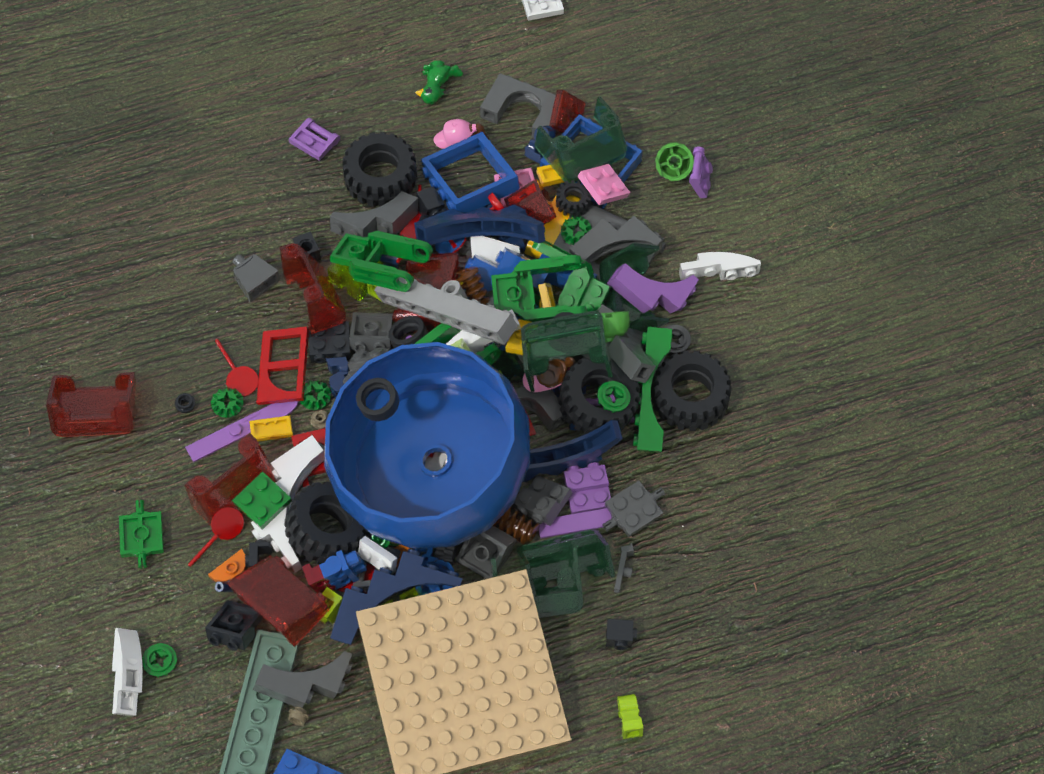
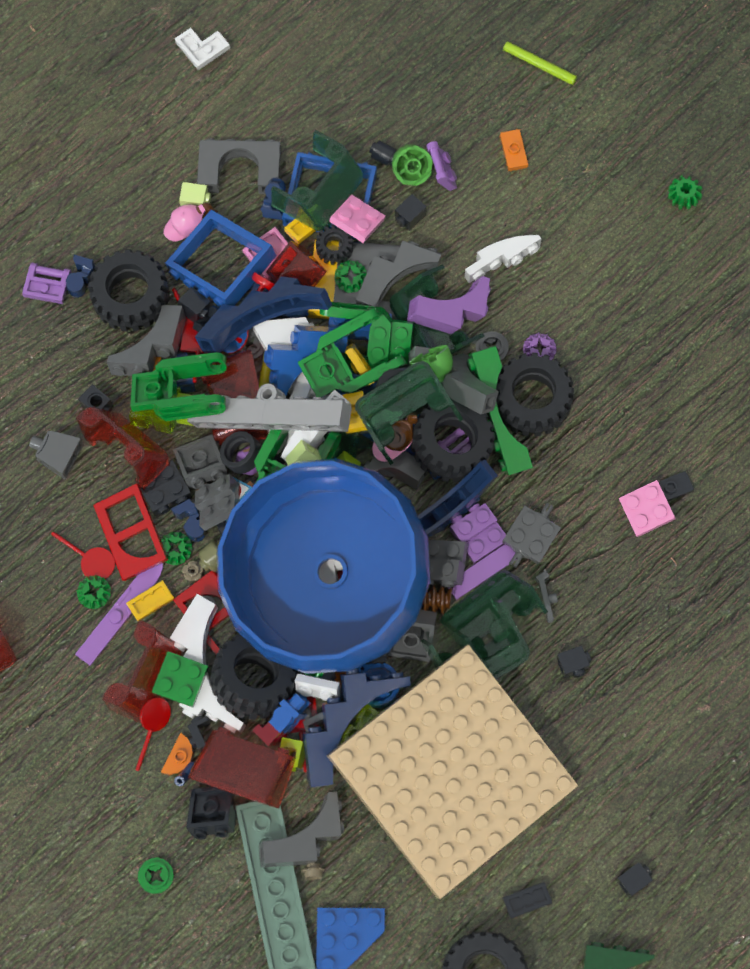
camera: 20 degrees left, 10 degrees up
(128, 669) = (133, 899): white slope -> none
(141, 534) = (76, 760): green plate -> none
(182, 398) = (50, 605): black plate -> none
(339, 145) = (76, 281): none -> dark blue leg
(370, 386) = (253, 531): black tyre -> none
(437, 75) = (138, 167): green animal -> none
(473, 285) = (283, 379): reddish brown piece -> none
(474, 114) = (194, 194): none -> yellowish green brick
(564, 108) = (281, 150): clear red plate -> none
(620, 392) = (474, 429): green gear -> none
(629, 713) = (616, 734): lime leg -> none
(653, 142) = (382, 152): none -> black brick
(655, 200) = (410, 212): none -> black brick
(726, 354) = (545, 341): none -> medium lavender gear
(750, 529) = (647, 508): none -> bright pink plate
(772, 185) = (513, 150): none -> orange plate
(780, 522) = (676, 486): none -> black plate
(830, 124) = (540, 63): none -> lime piece
(911, 277) = (678, 195): none -> green gear

